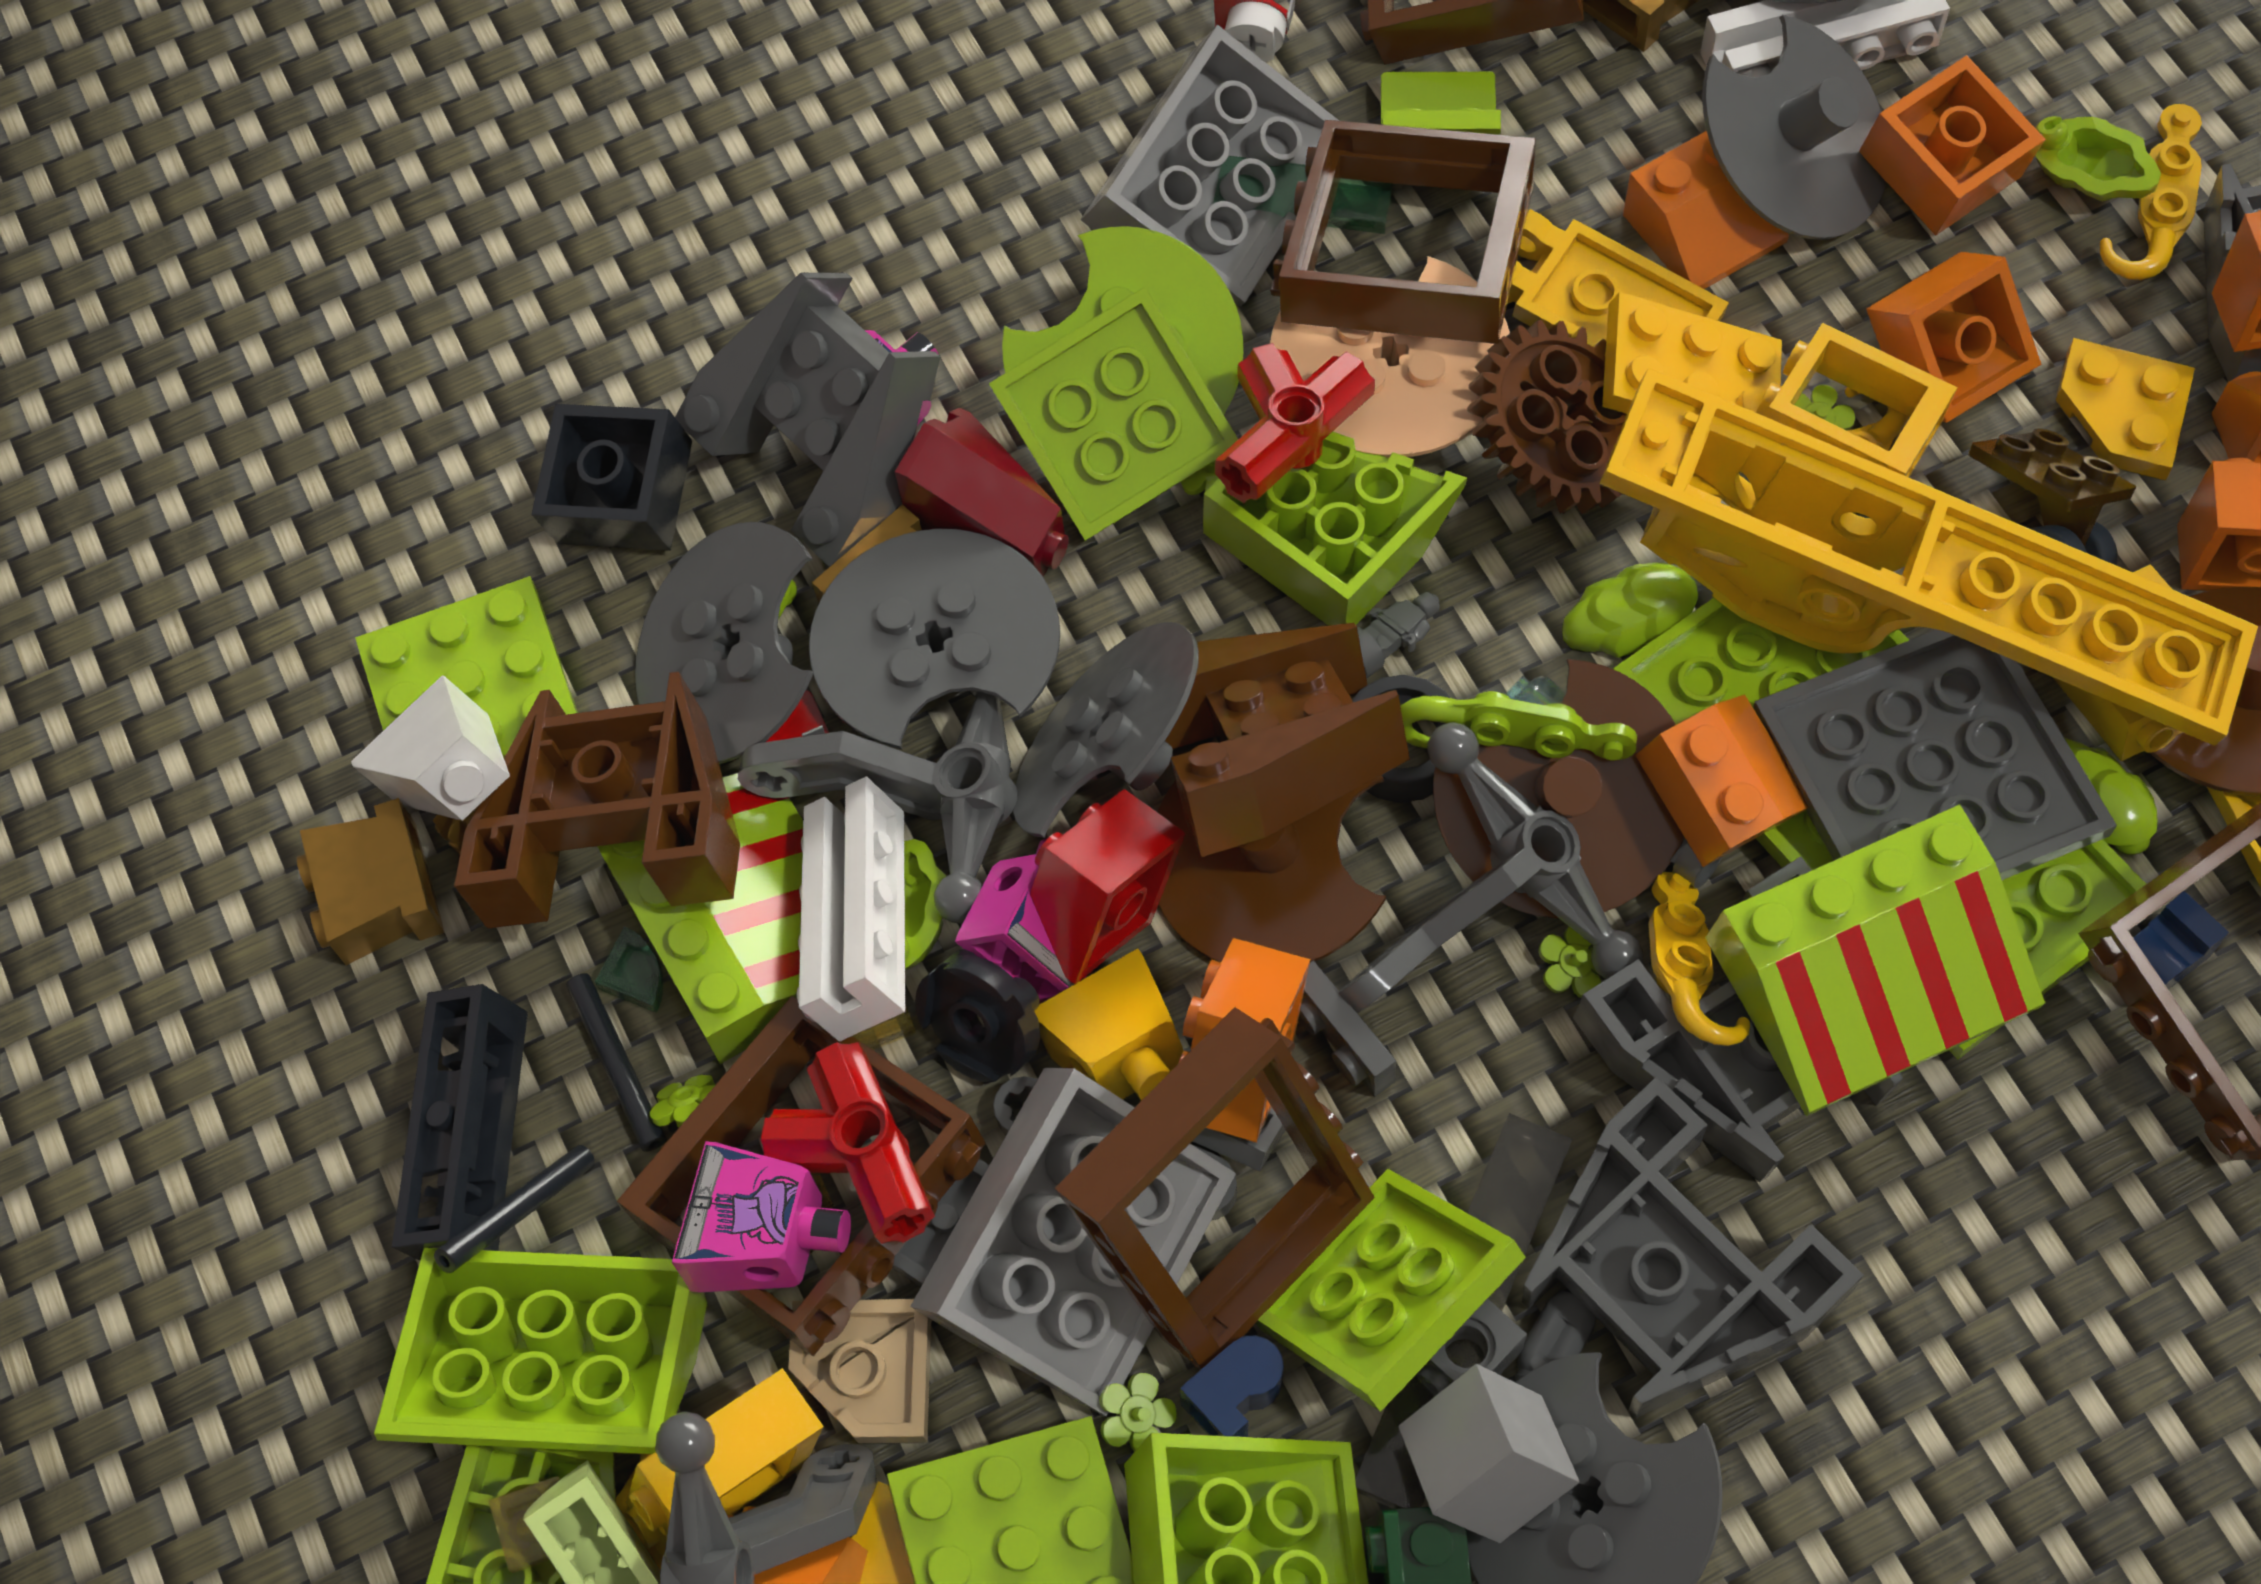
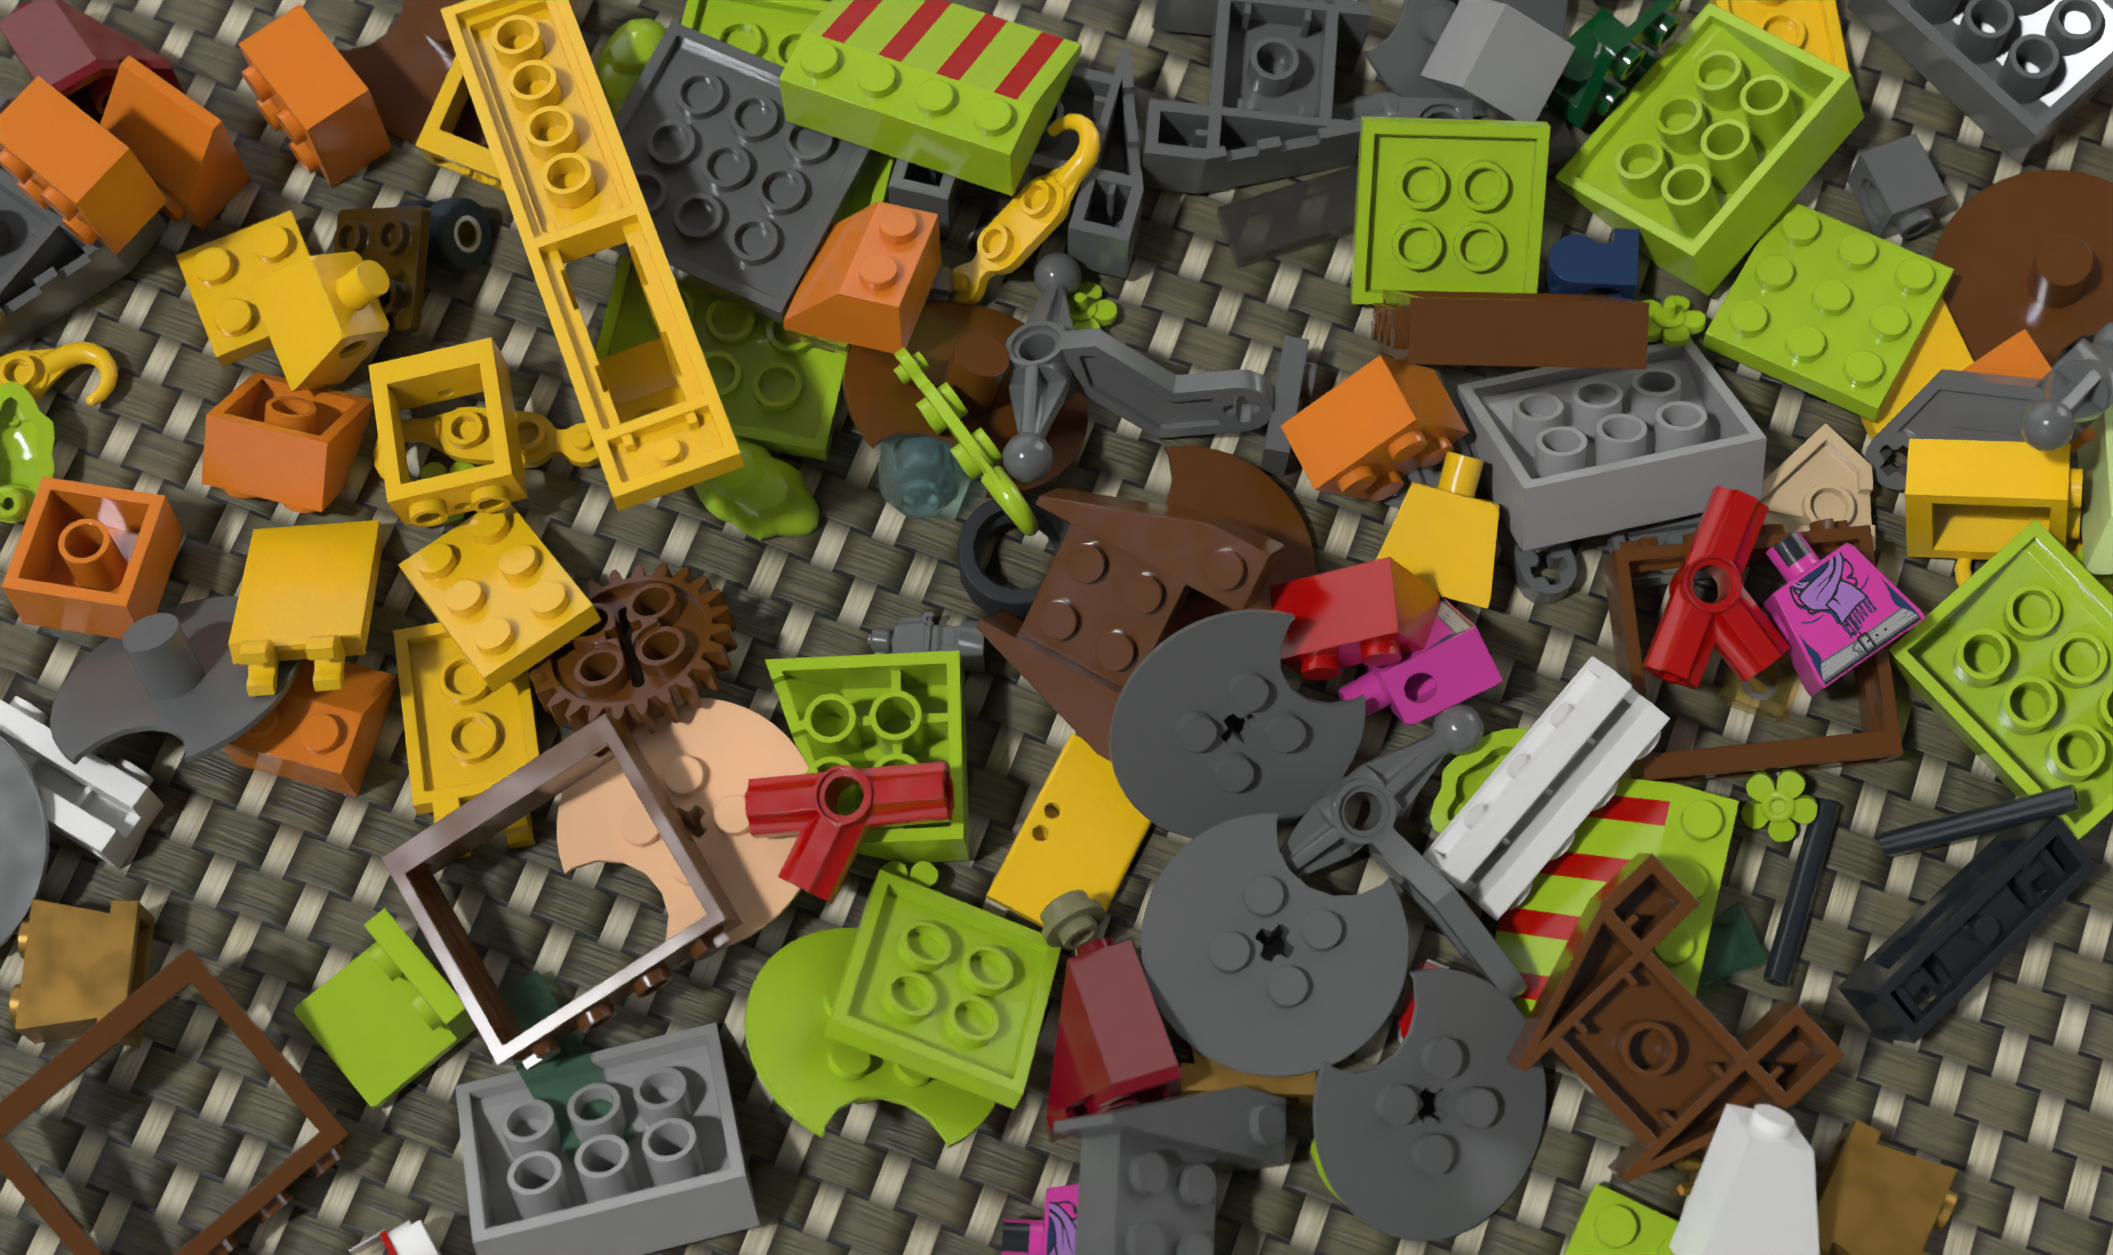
camera: 140 degrees left, 5 degrees up
(972, 987) = (1527, 636): black plate -> none
(1085, 536) = (1071, 920): none -> olive plate
(1129, 583) = (1079, 848): none -> yellow door
(1790, 234) = (306, 598): none -> yellow tile
(2044, 400) = (323, 316): none -> yellow torso

